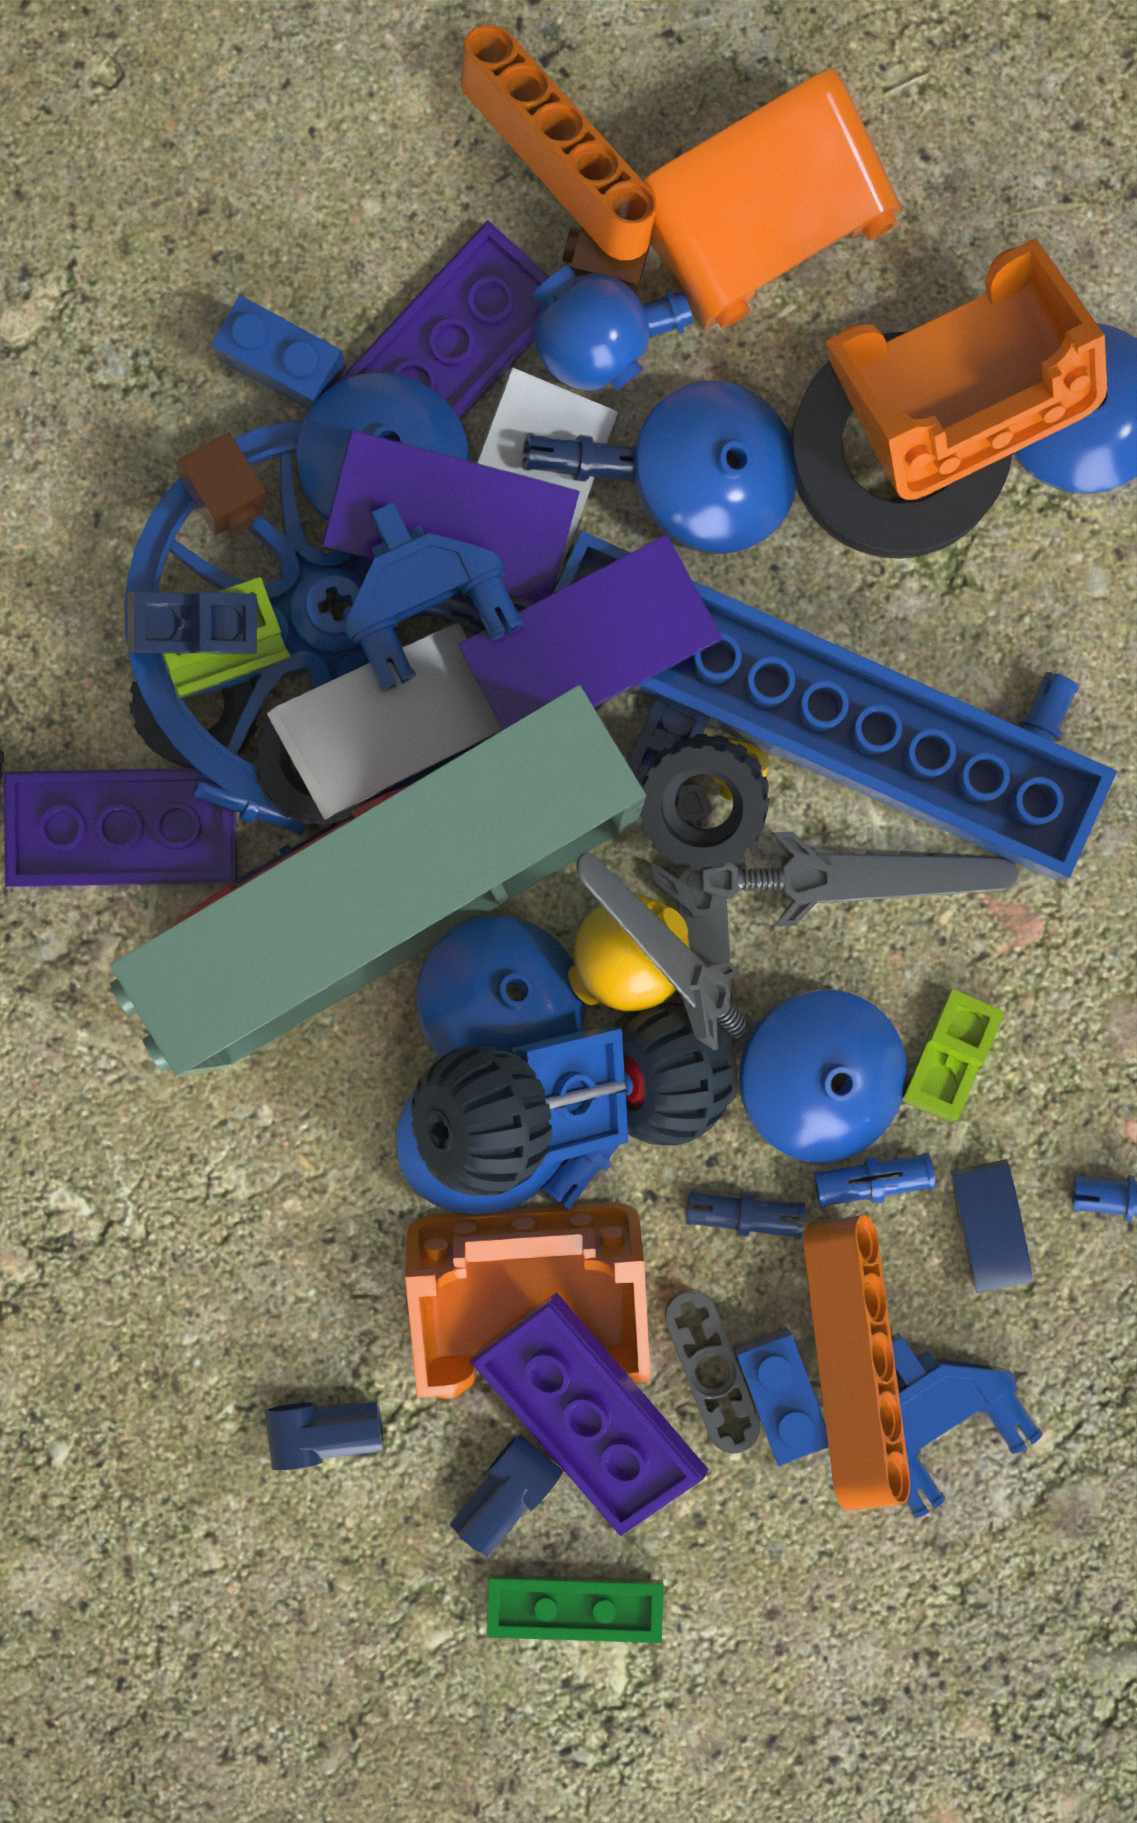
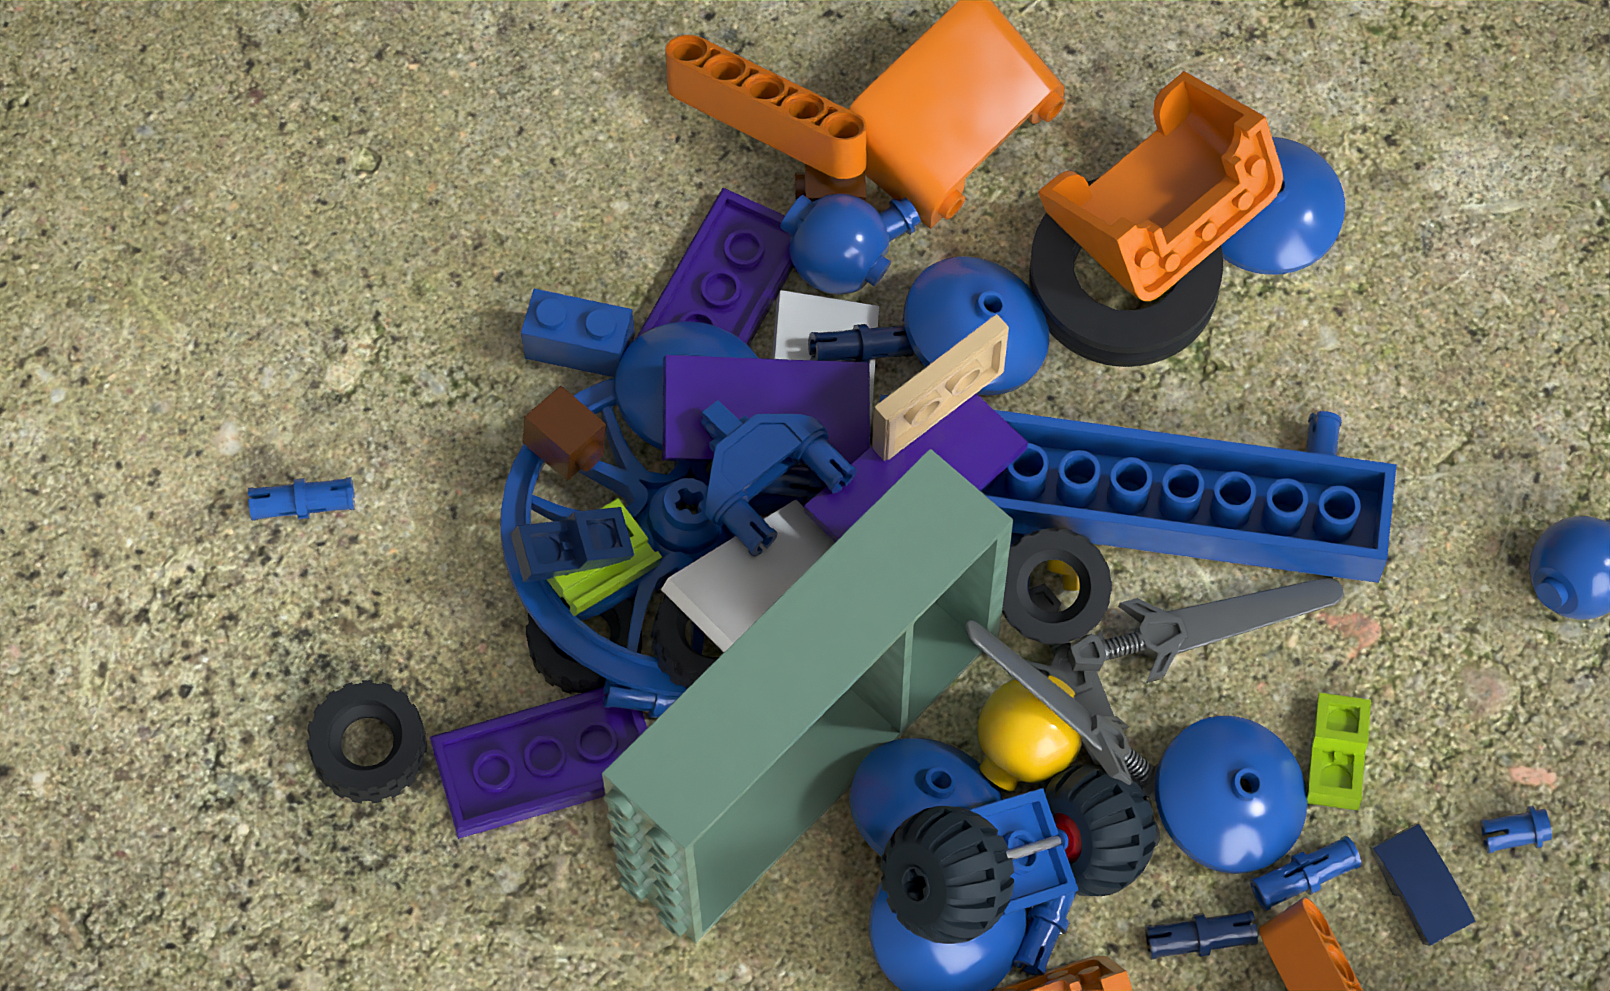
camera: 15 degrees left, 20 degrees down
(639, 562) = (940, 388): none -> tan tile

